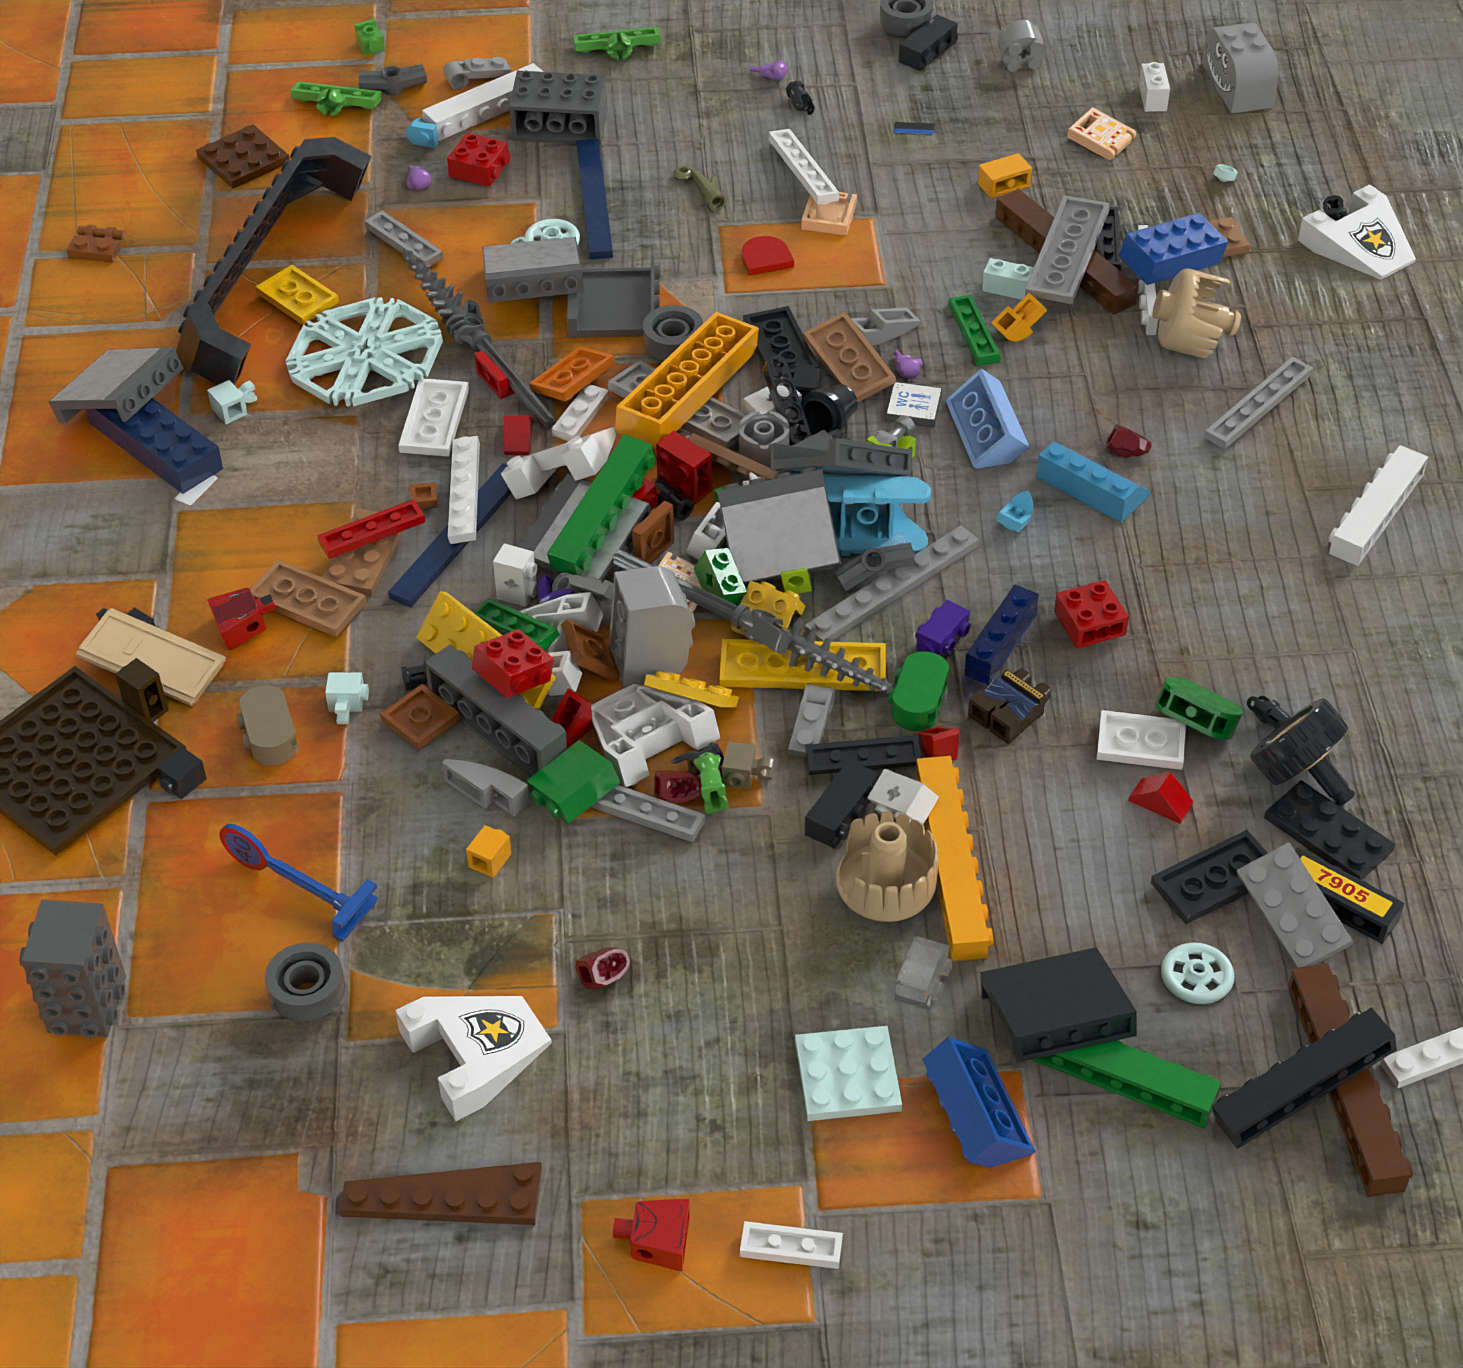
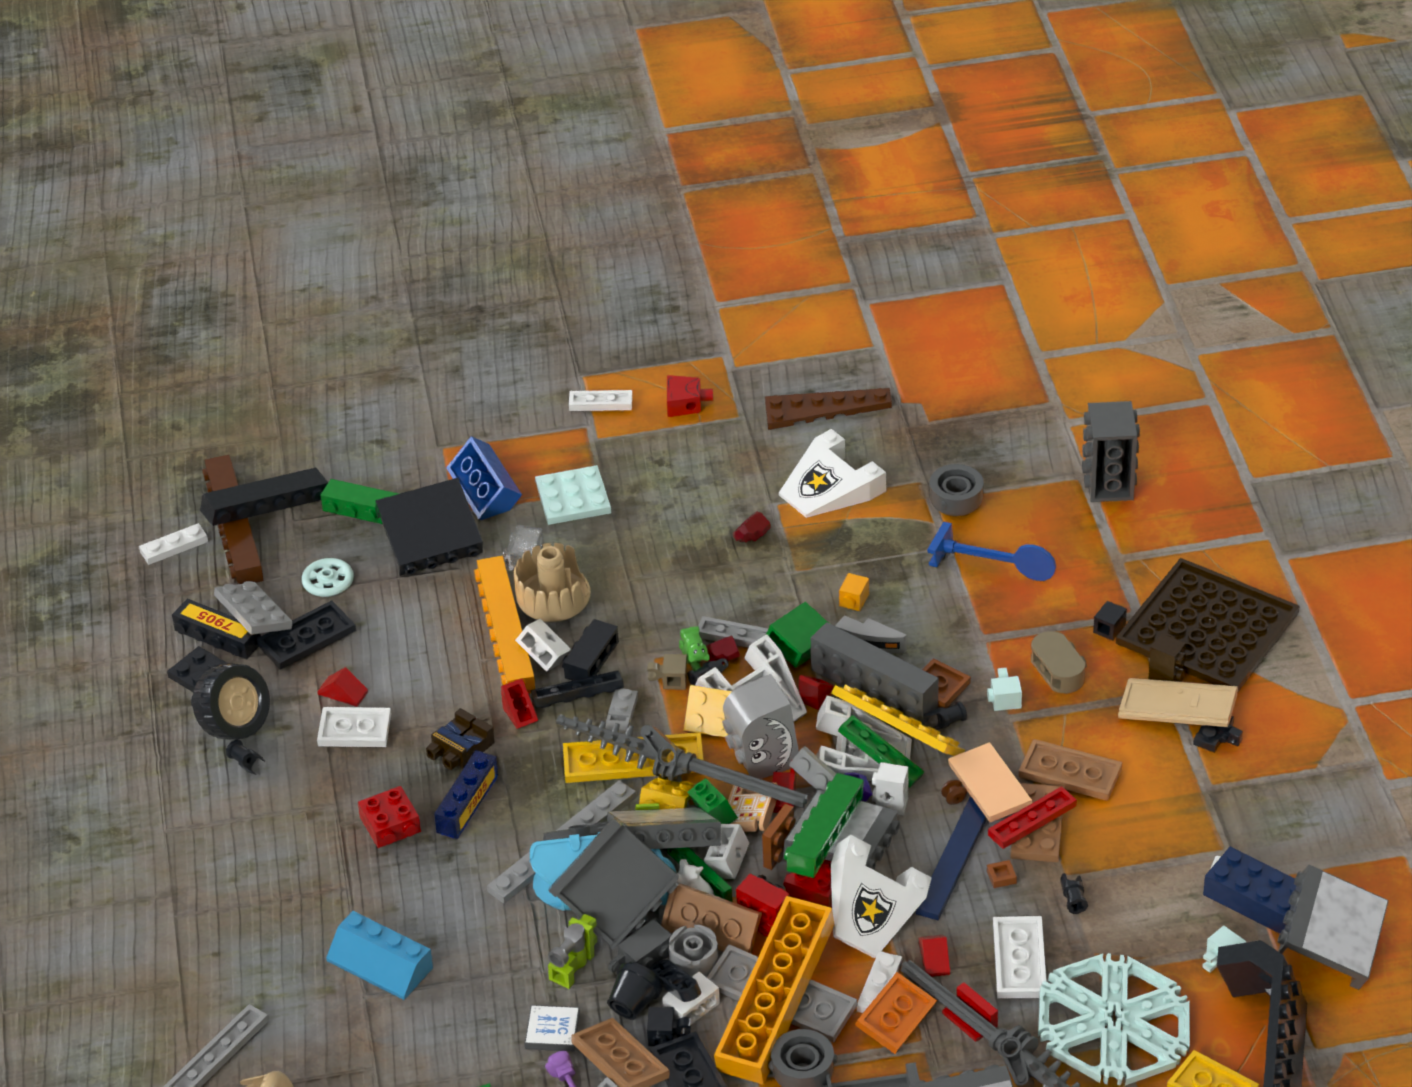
camera: 175 degrees right, 5 degrees down
(240, 615) = (1120, 740): red torso -> none
(355, 470) = (1074, 891): none -> black piece
(402, 575) = (989, 782): none -> light nougat tile
(445, 581) = (954, 792): none -> reddish brown wheel
(464, 490) = (965, 881): white plate -> none
(512, 663) = (862, 666): red brick -> none
(590, 649) = (815, 731): dark orange plate -> none
(919, 691) = (534, 743): green brick -> none
(943, 629) = (516, 789): dark purple brick -> none
(986, 421) = (479, 1005): light blue slope -> none
(1017, 512) = (453, 910): medium azure plate -> none
(1126, 442) = (344, 996): dark red rock -> none
(1199, 708) = (305, 743): green brick -> none
(1377, 505) = (115, 956): white brick -> none

